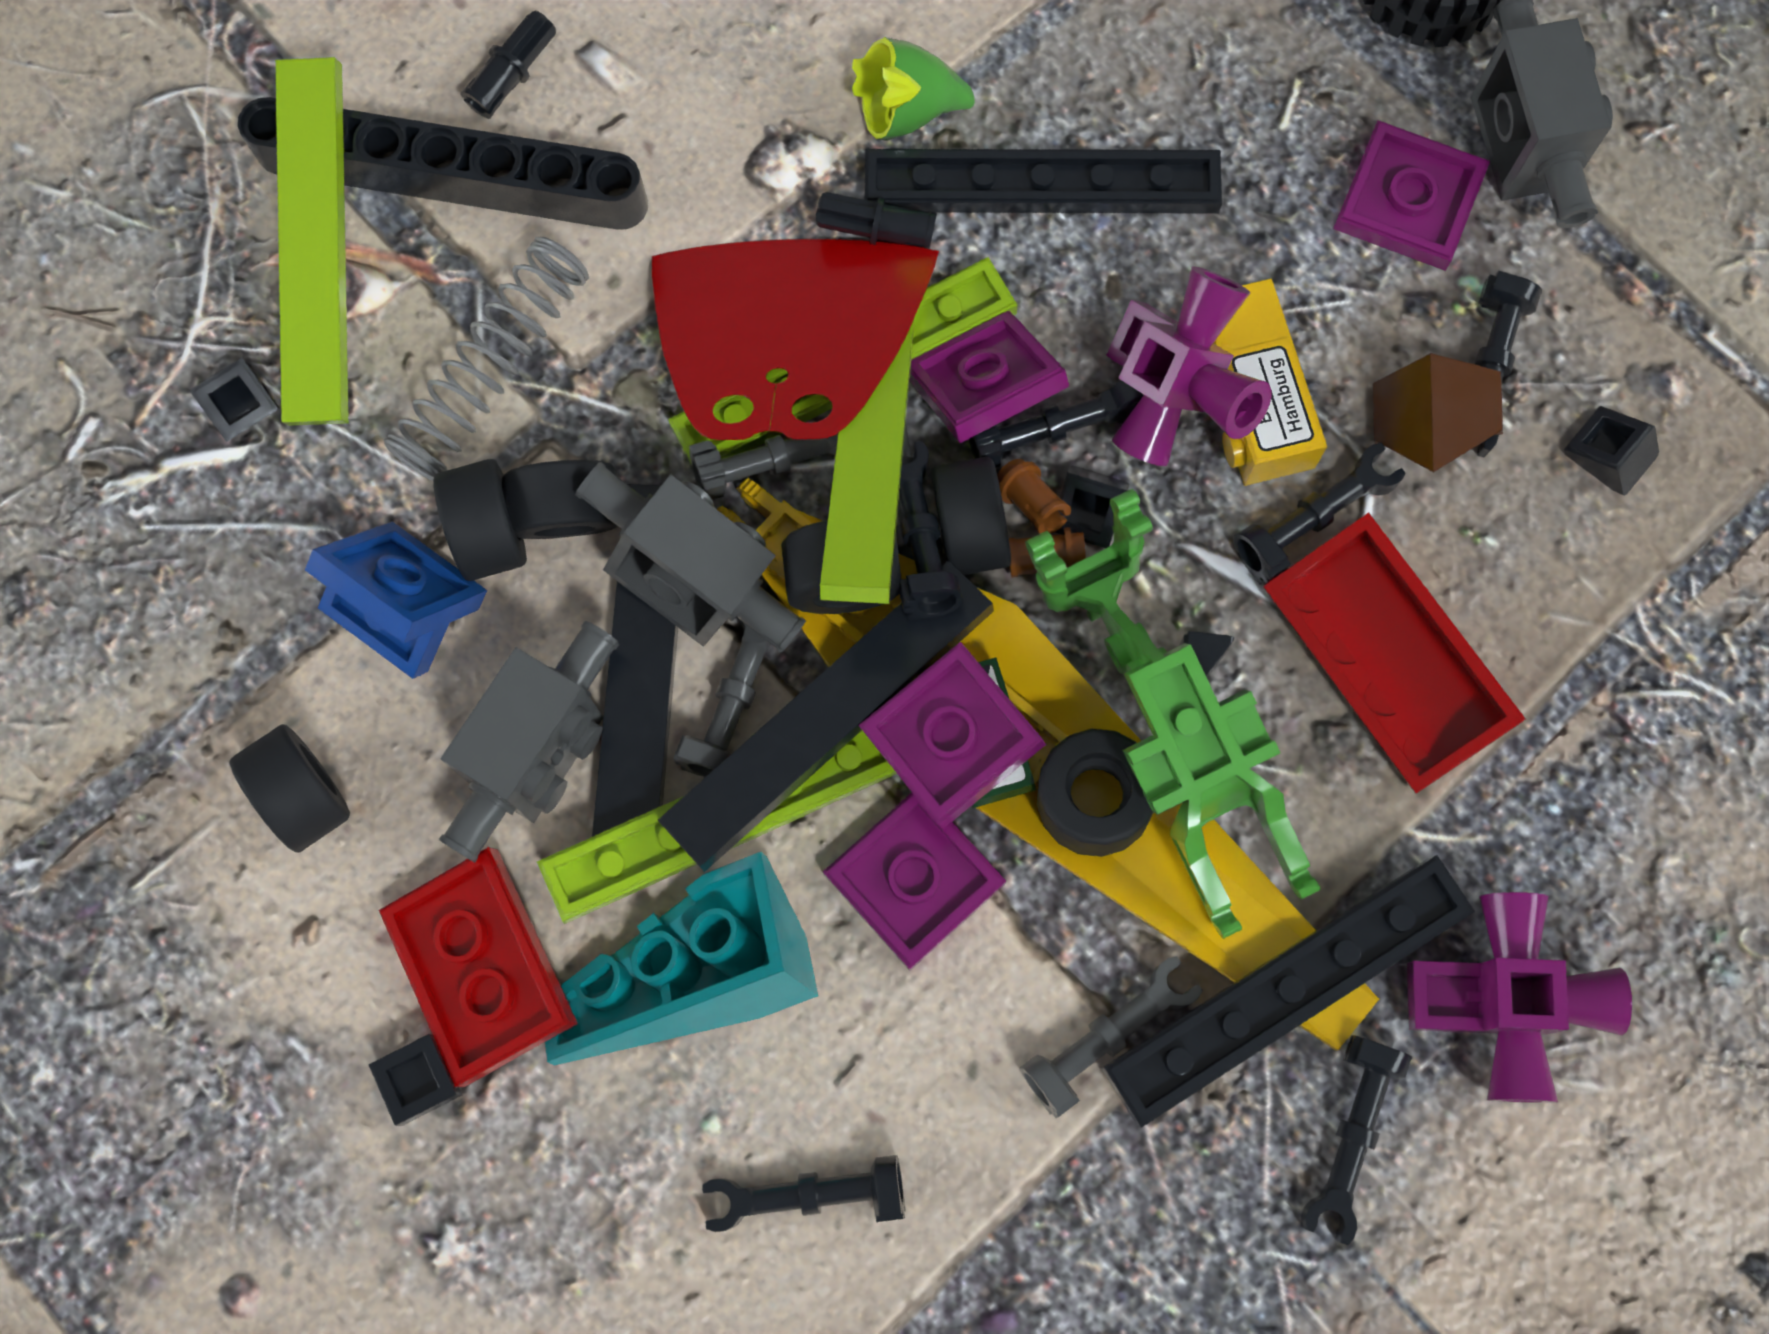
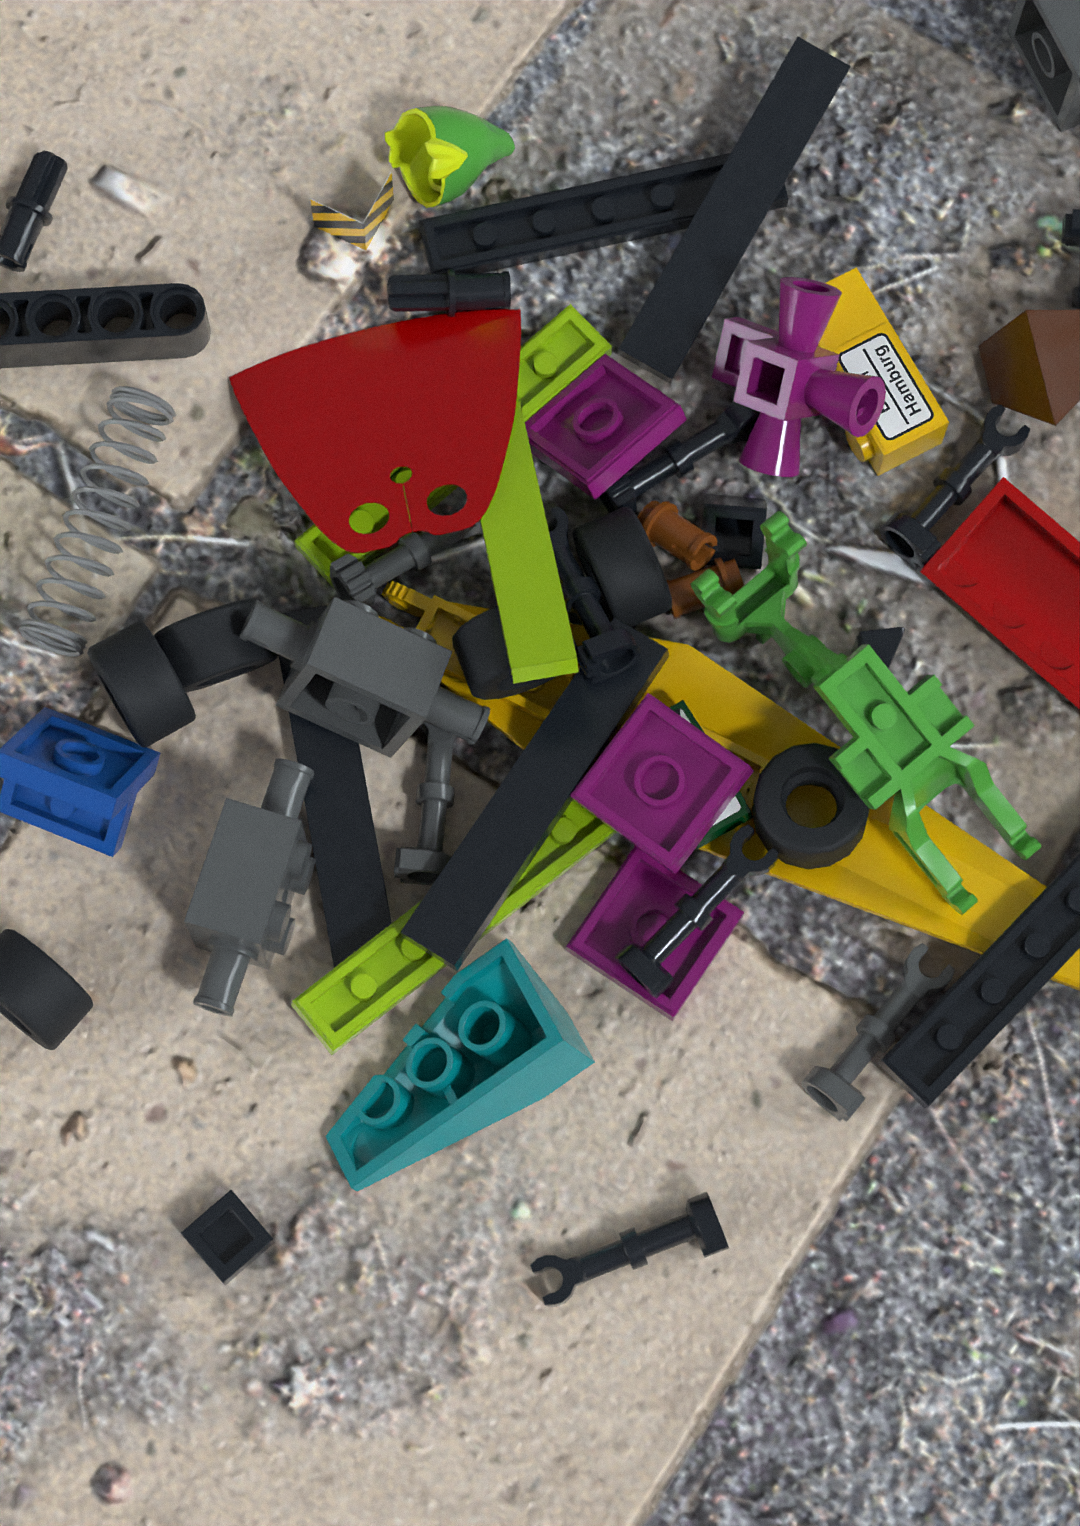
camera: 20 degrees left, 0 degrees up
(477, 967) = (257, 1117): red tile -> none
(815, 144) = (352, 230): none -> sticker
(952, 871) = (692, 912): none -> black piece
(1166, 201) = (733, 210): none -> black tile
(1412, 195) = (972, 147): magenta tile -> none

